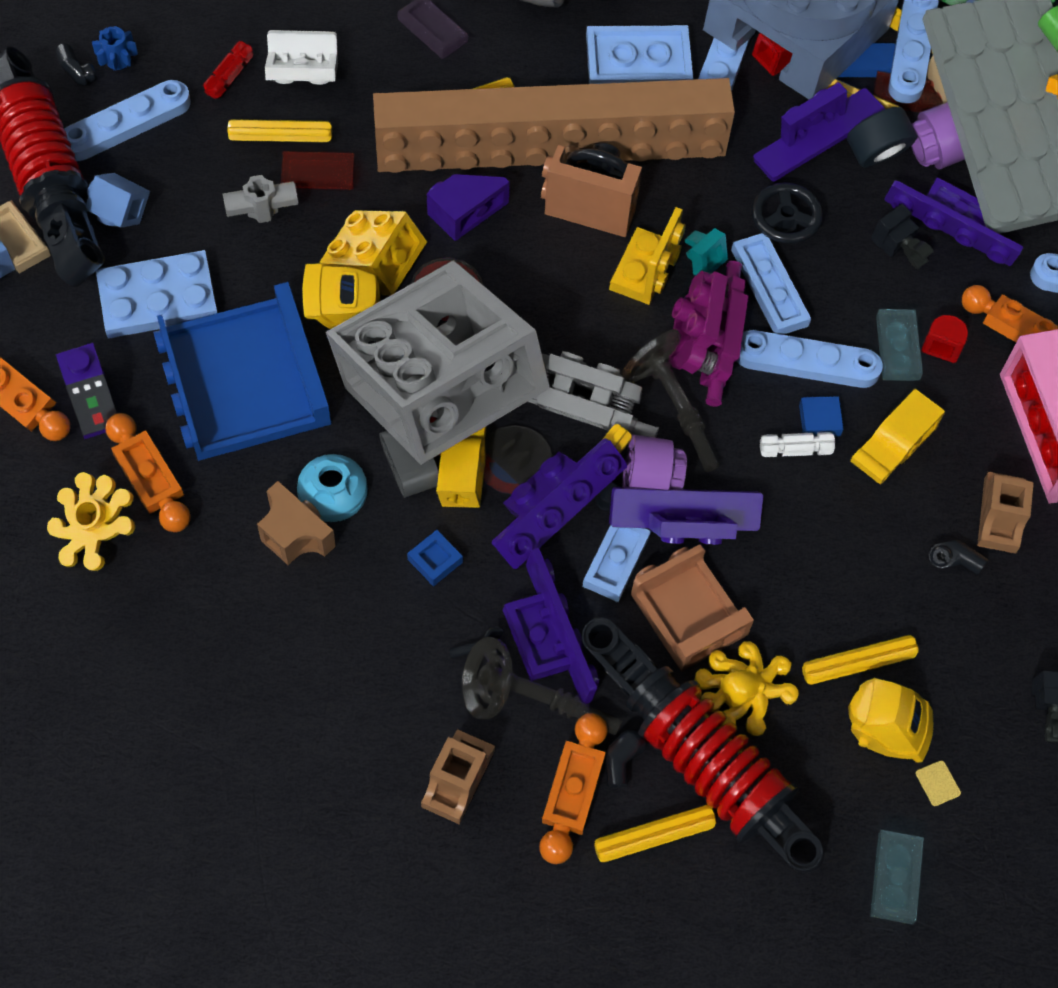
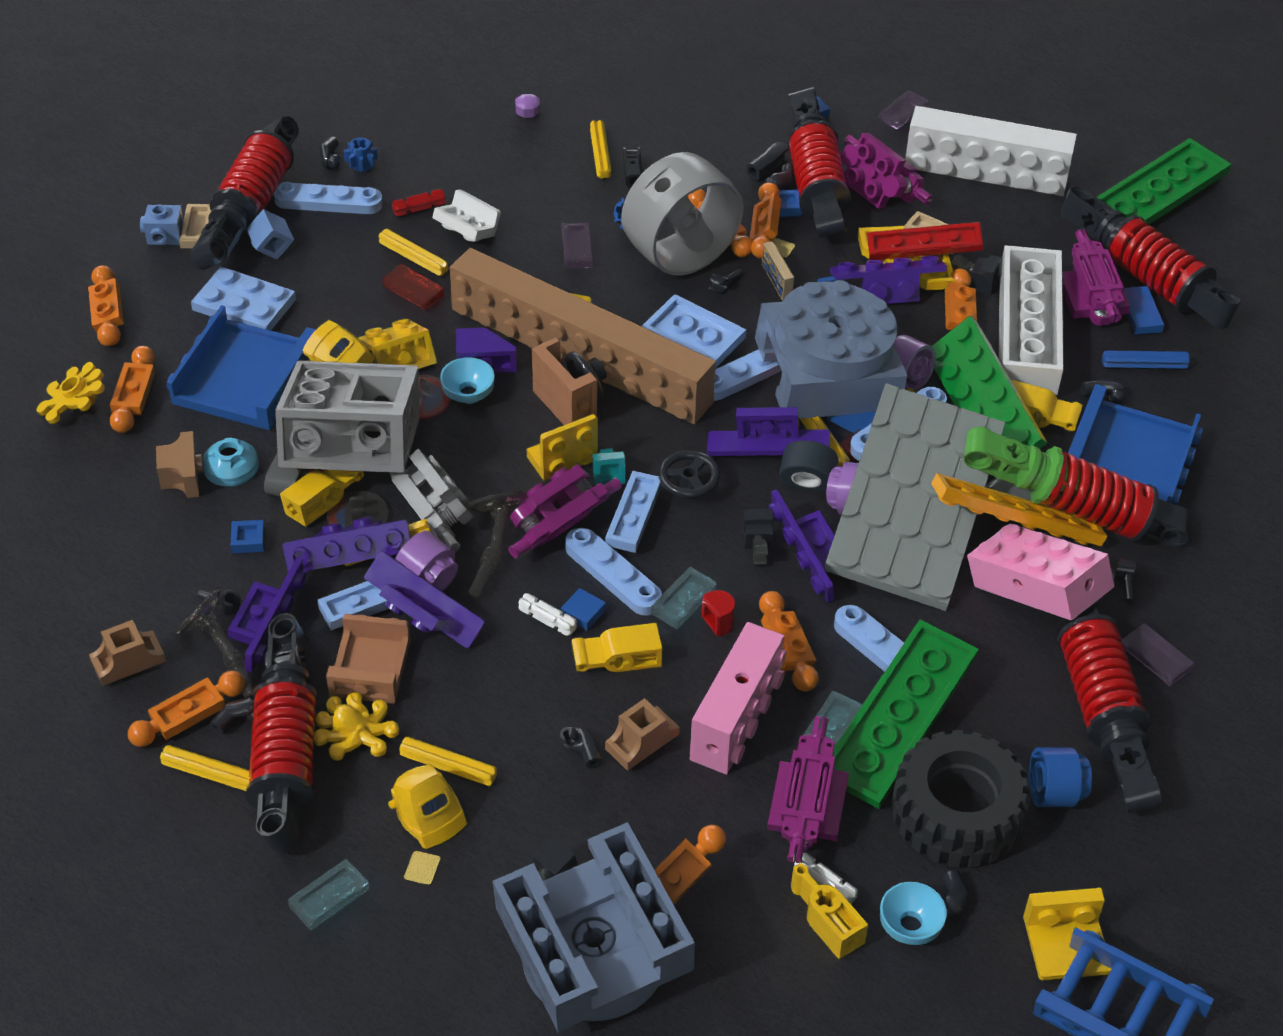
camera: 40 degrees right, 15 degrees down
(87, 388) = (146, 322): slope -> none
(260, 198) = (357, 281): light grey axle -> none
(486, 230) = (467, 373): none -> medium azure piece

